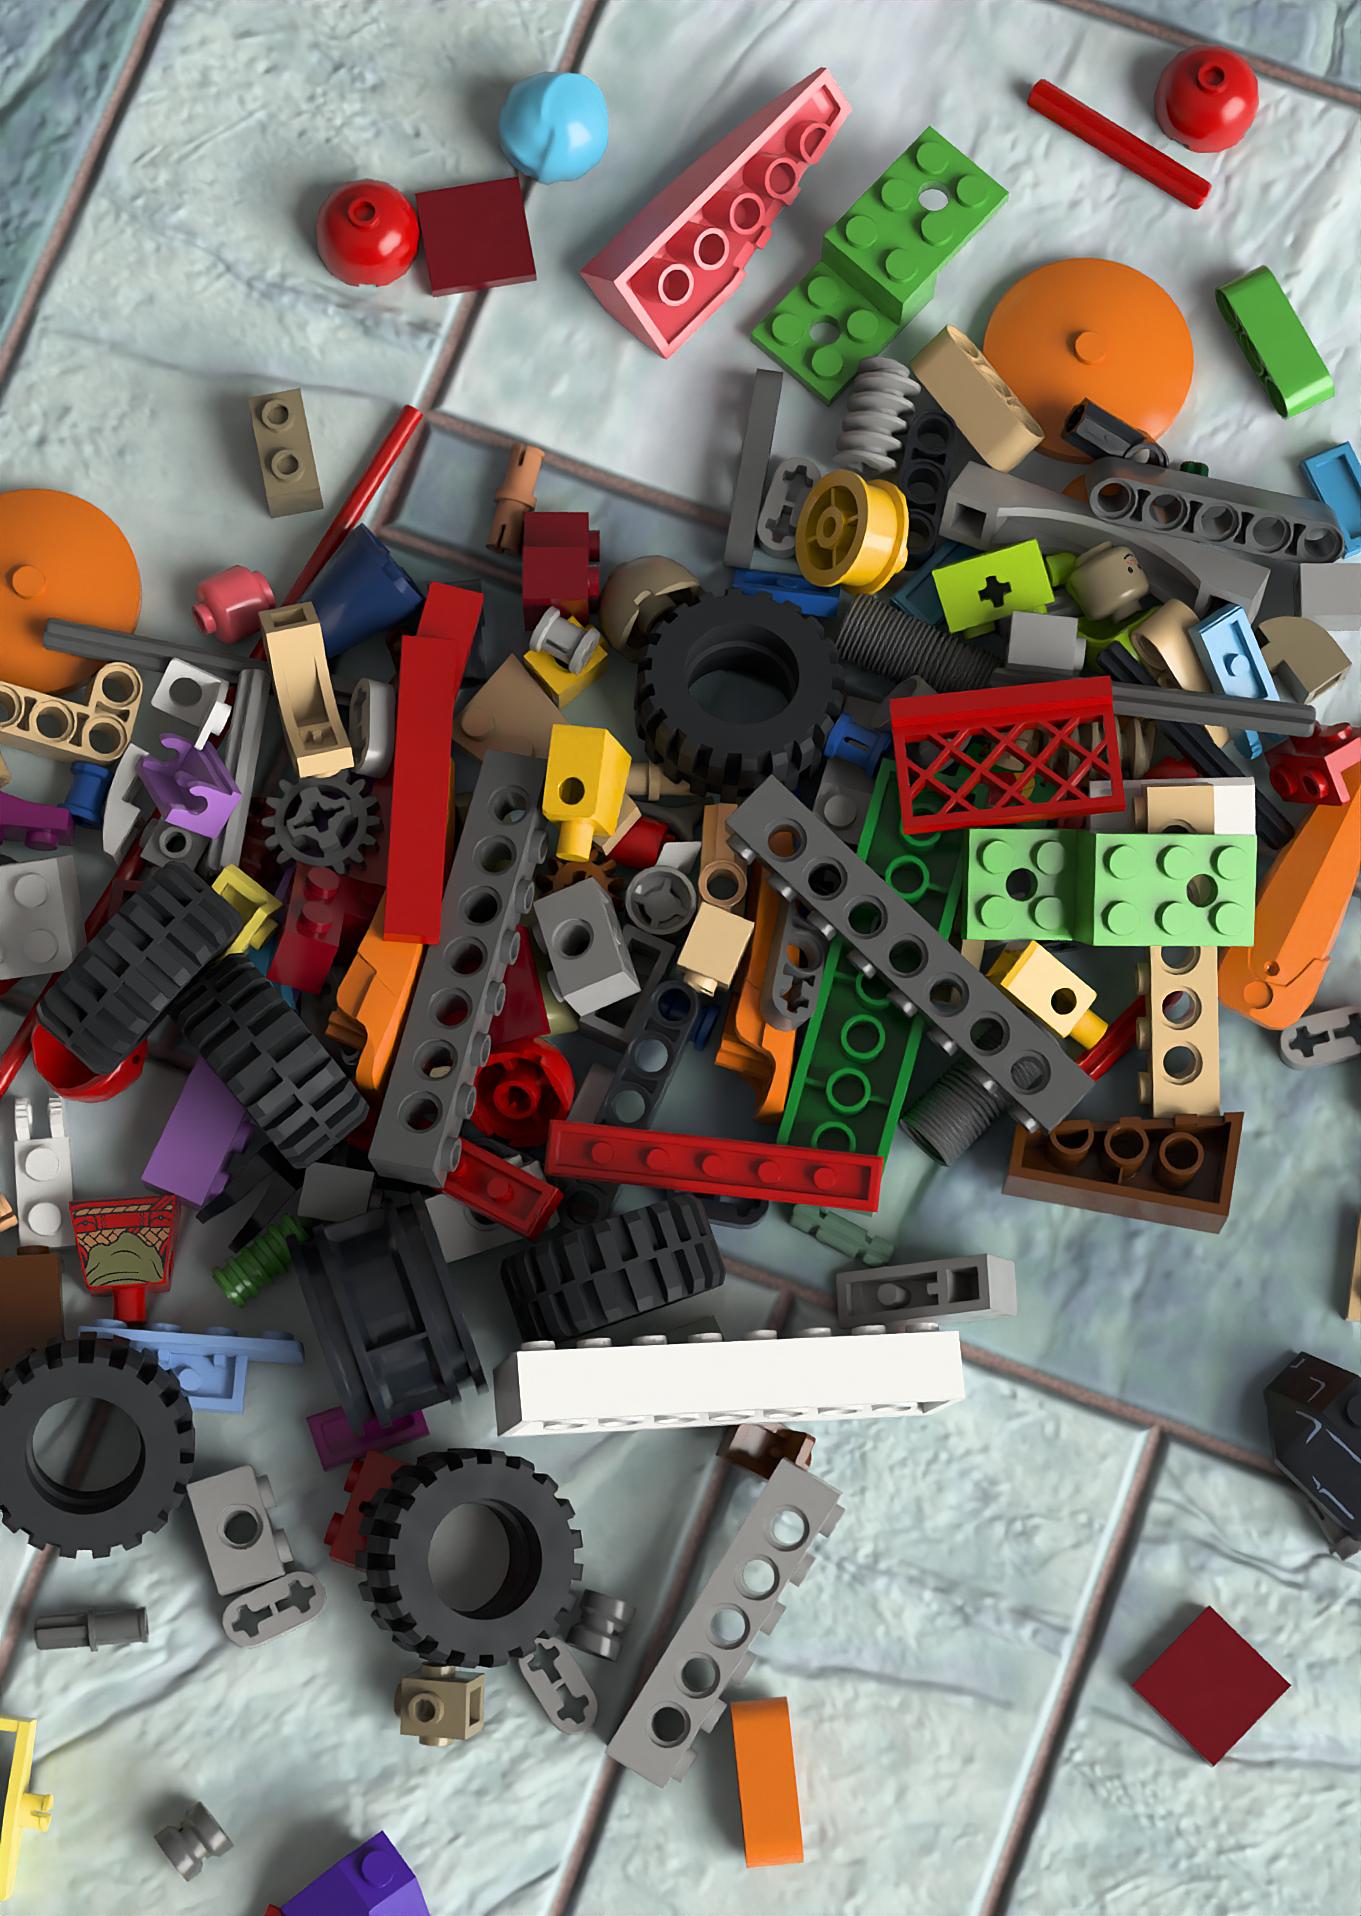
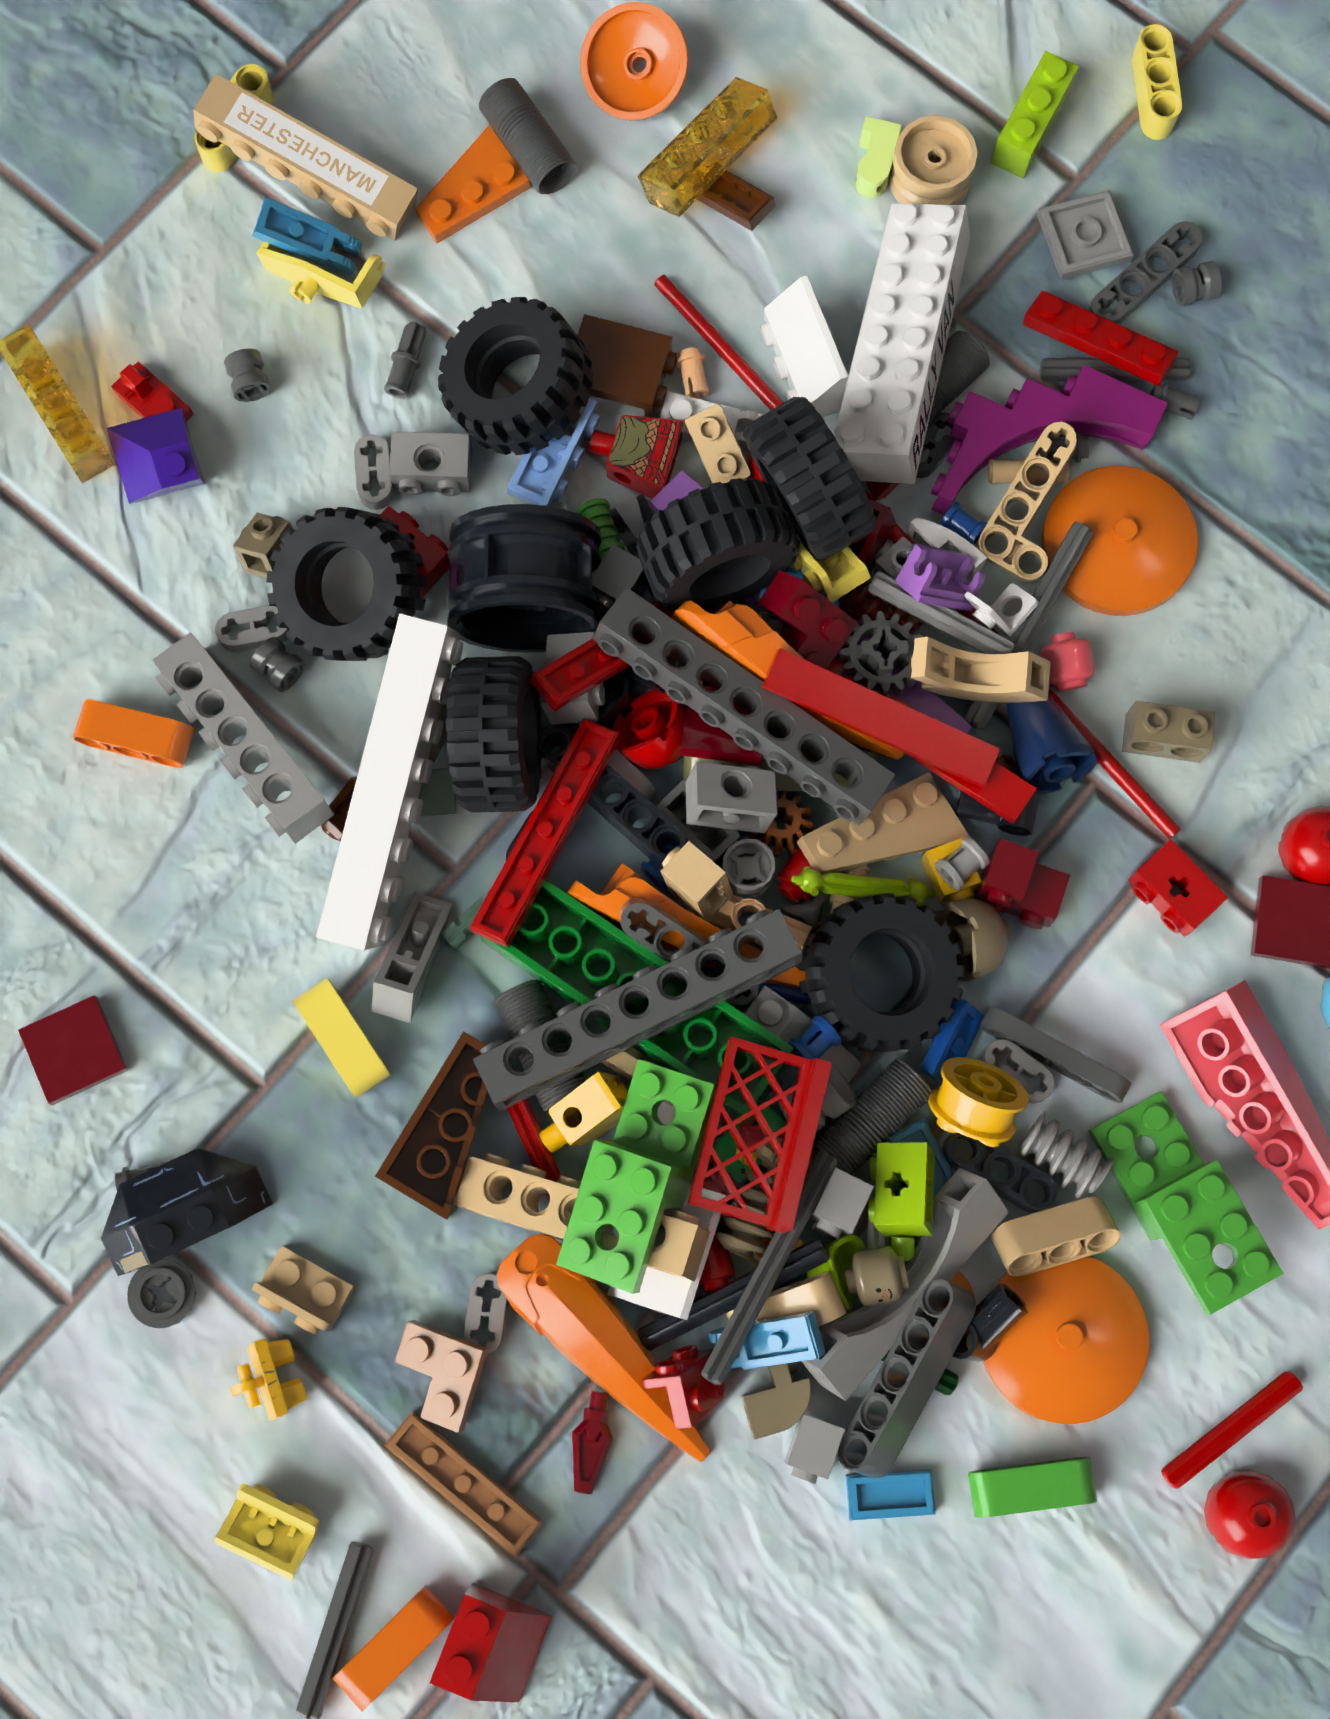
camera: 110 degrees right, 0 degrees up
(96, 1138) = (717, 445): none -> tan bracket
(372, 727) = (940, 708): light grey beam -> none
(490, 357) = (1197, 893): none -> red brick
(515, 499) = (1086, 879): nougat pin -> none
(583, 787) = (842, 828): yellow torso -> none
(642, 779) = (859, 886): none -> lime wheel
(679, 855) = (780, 894): white sticker -> none
(1063, 1343) = (341, 1037): none -> light yellow beam

